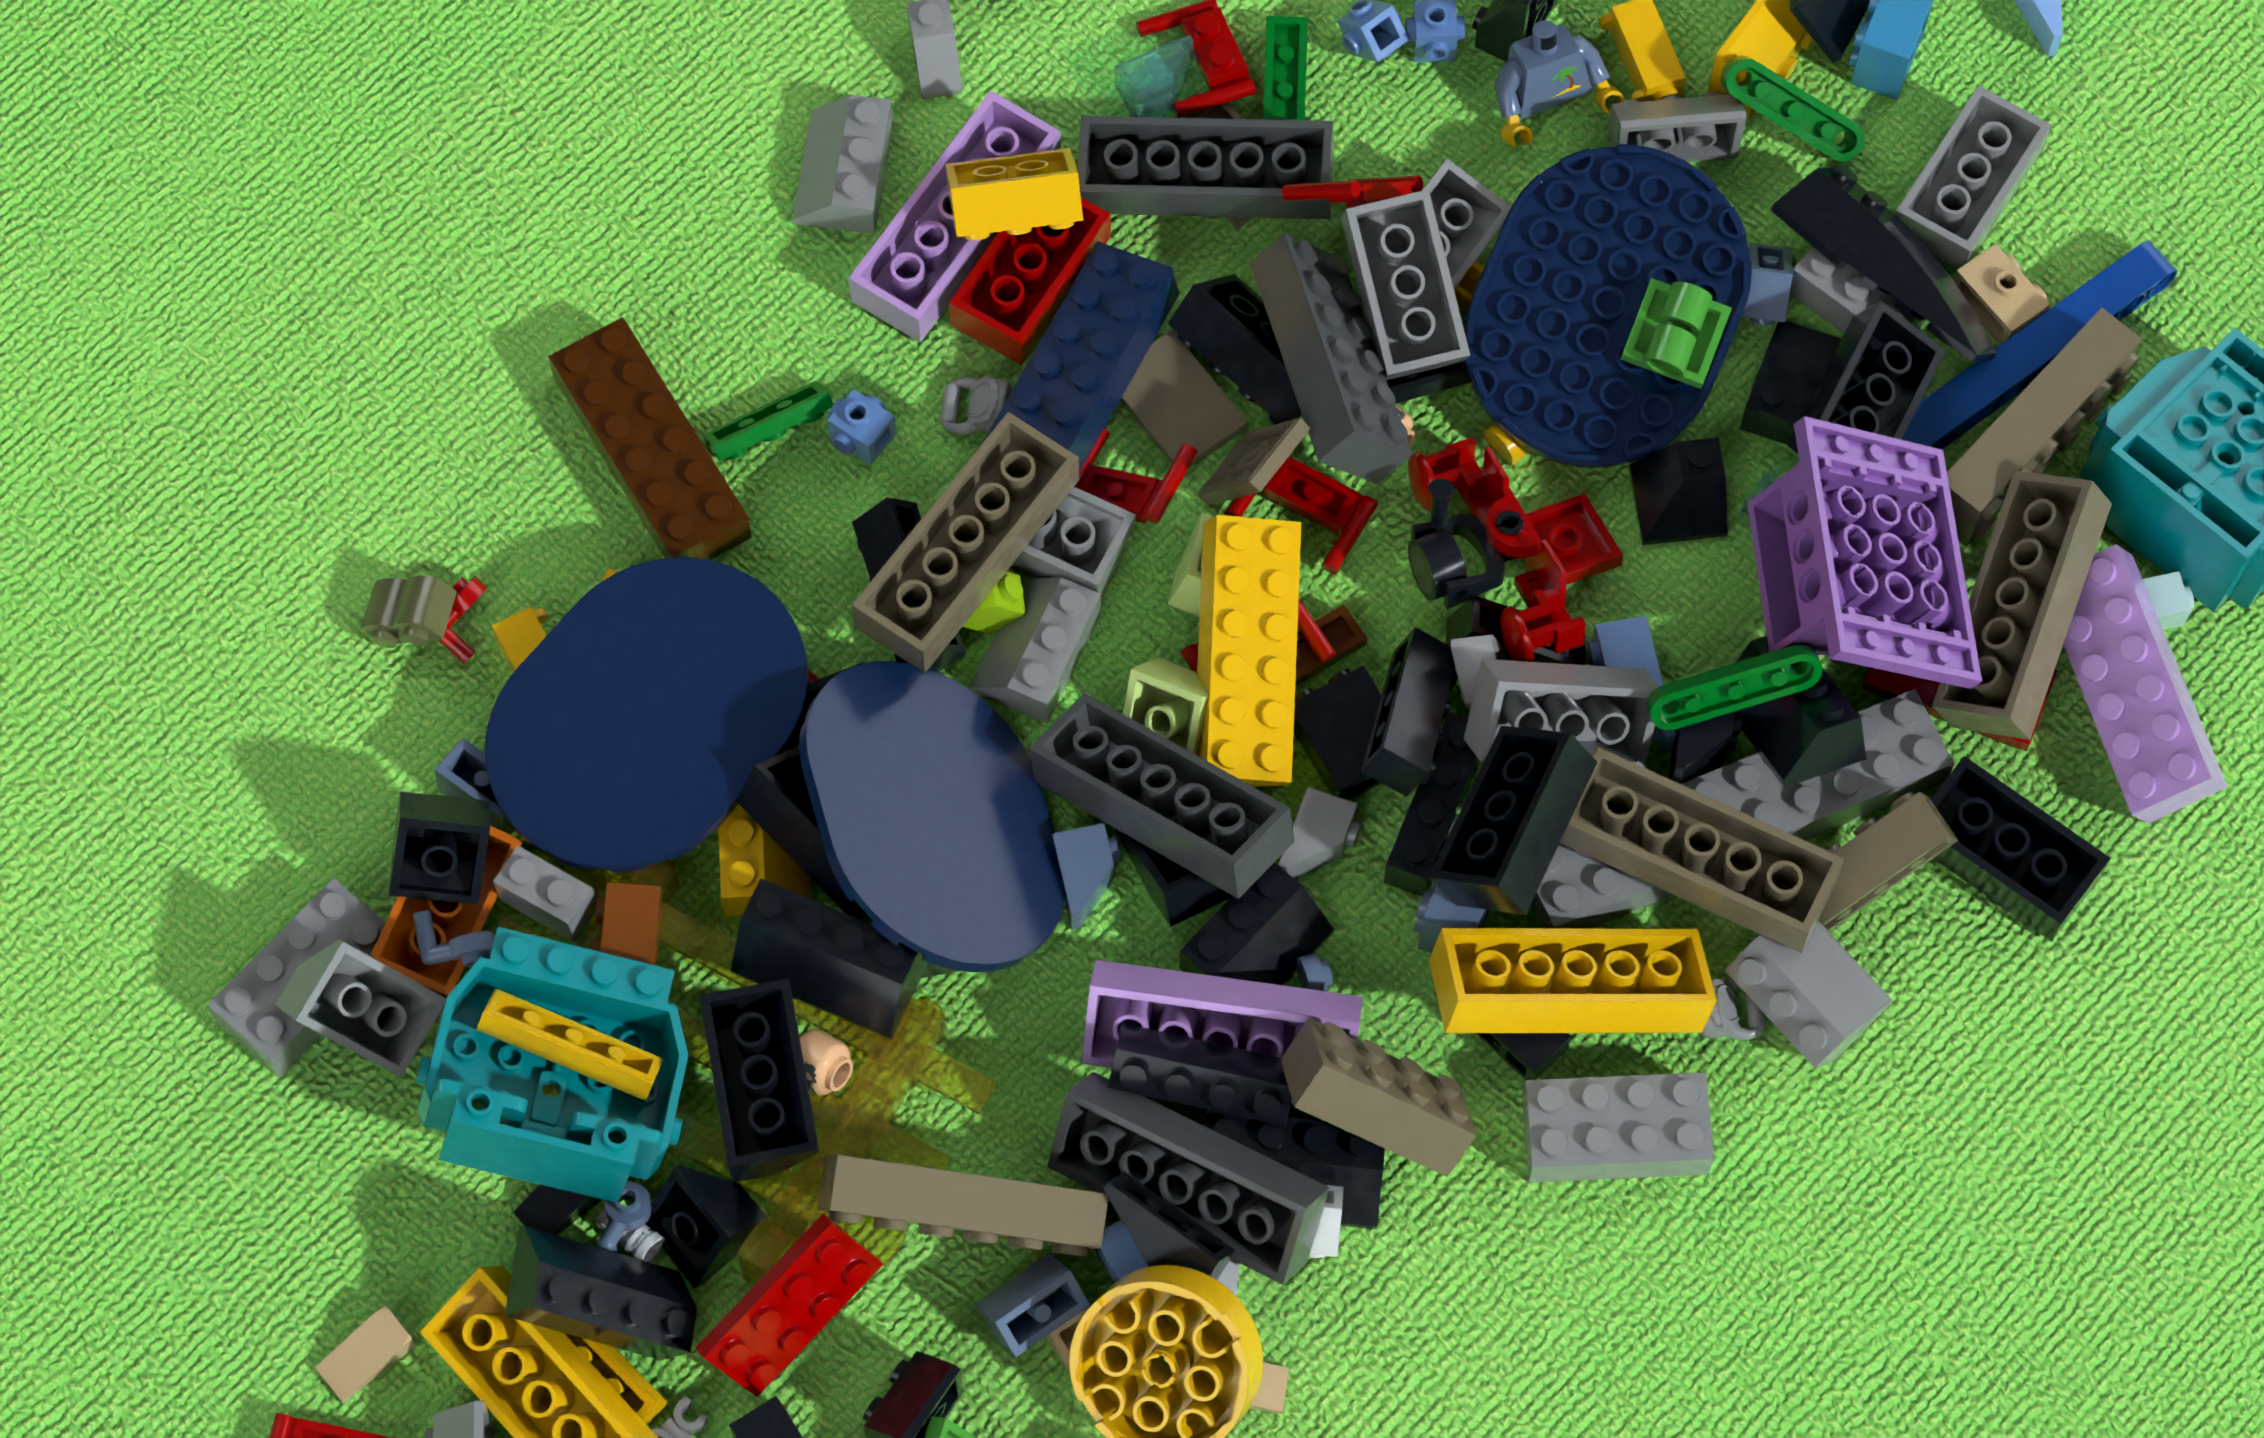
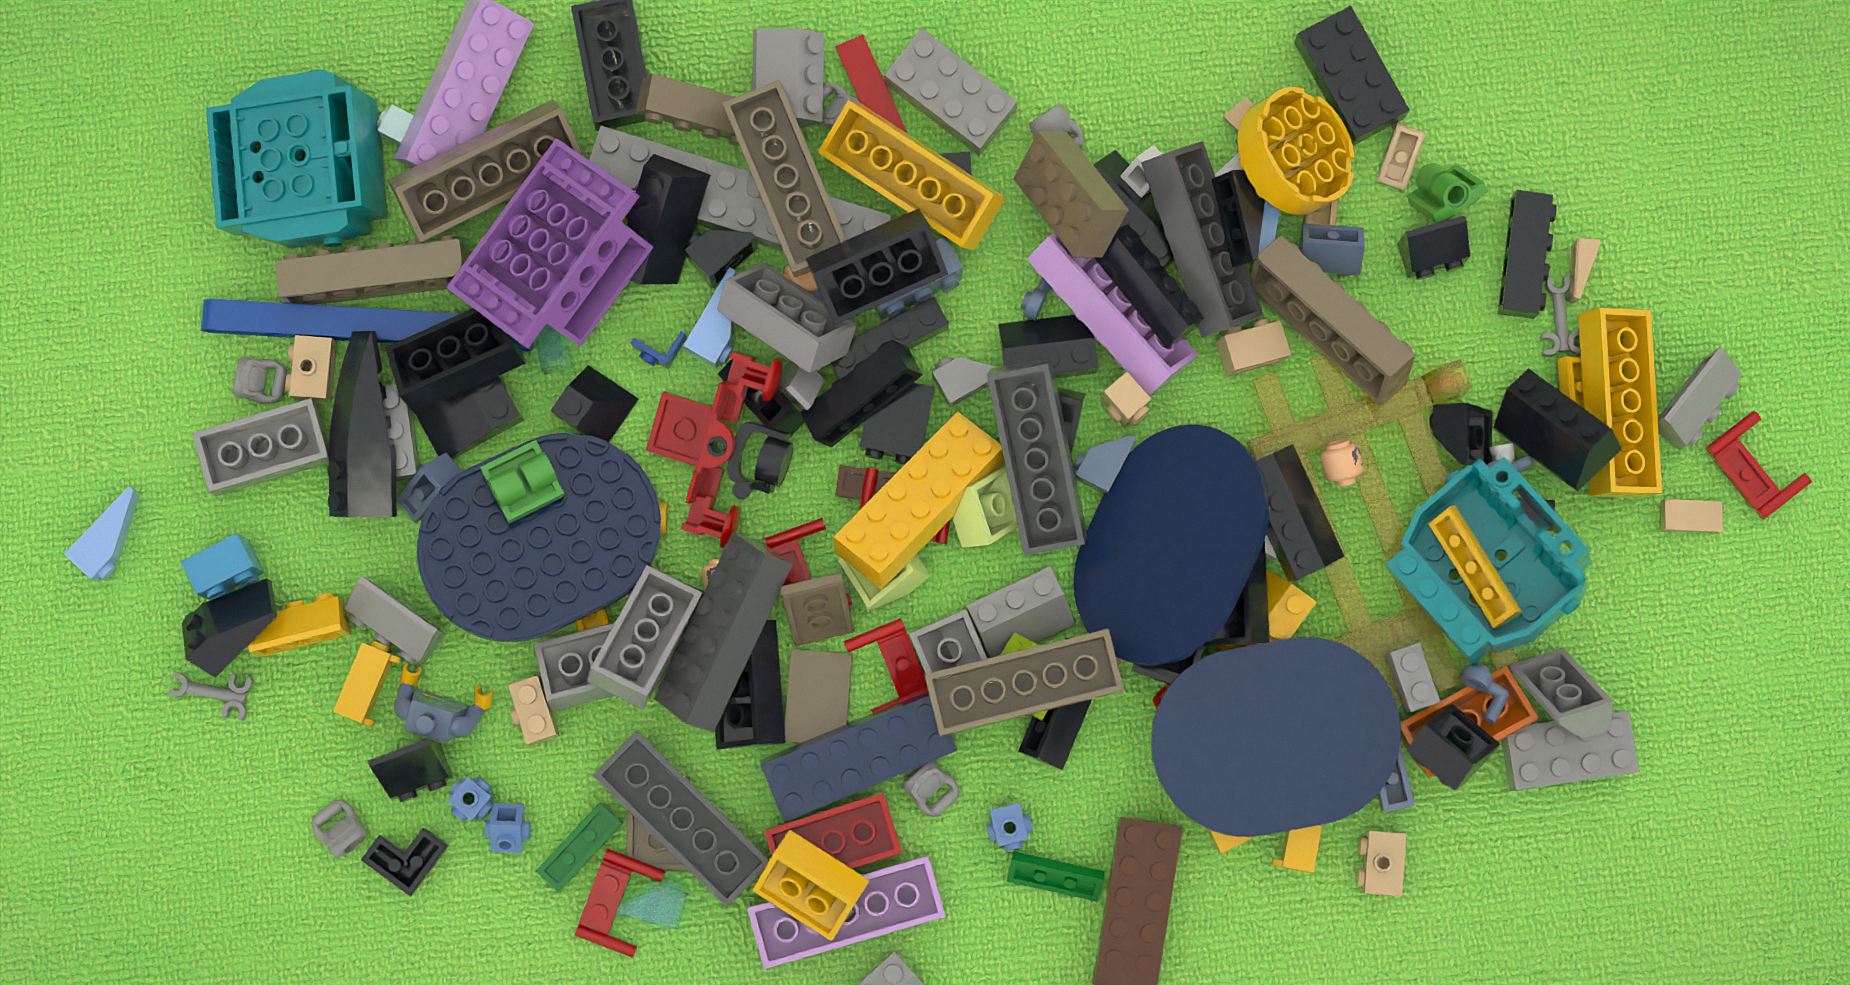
camera: 140 degrees left, 15 degrees up
(408, 611) = (1351, 923): olive brick -> none
(423, 703) = (1382, 863): none -> tan brick
(466, 595) = (1313, 907): red plate -> none
(629, 921) = (1384, 618): dark orange brick -> none
(759, 1079) = (1384, 473): black slope -> none
(789, 1305) = (1464, 343): red plate -> none
(1025, 1125) = (1253, 347): none -> tan brick
(1116, 937) = (1126, 401): none -> tan brick
(1354, 191) = (613, 714): red plate -> none
(1442, 139) = (532, 711): none -> tan brick
(1469, 1194) = (1057, 120): none -> light grey piece
(1667, 590) = (653, 357): none -> blue bracket
(1727, 1072) = (868, 80): none -> red tile
(1734, 687) = (682, 241): green plate -> none
(1792, 108) = (323, 569): green plate -> none
(2053, 241) = (251, 379): none -> light grey piece

